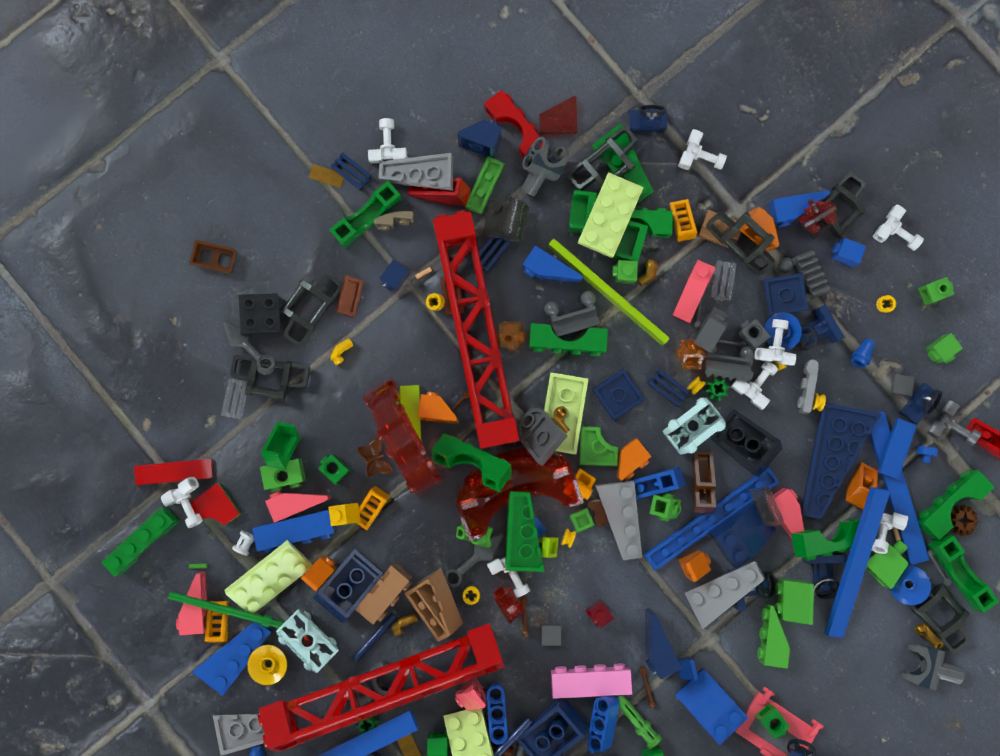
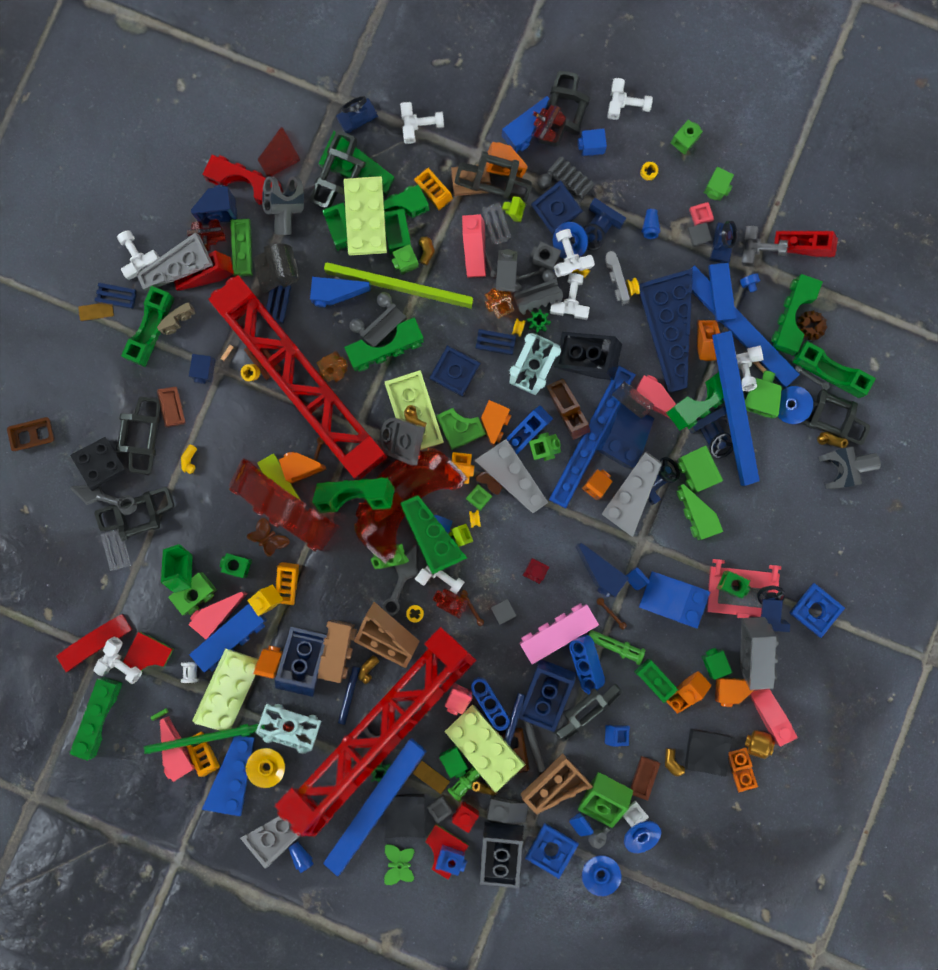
camera: 20 degrees left, 0 degrees up
(461, 160) = (209, 235): none -> clear red hips
(746, 276) = (515, 208): none -> lime tile
(913, 367) = (701, 213): none -> coral tile

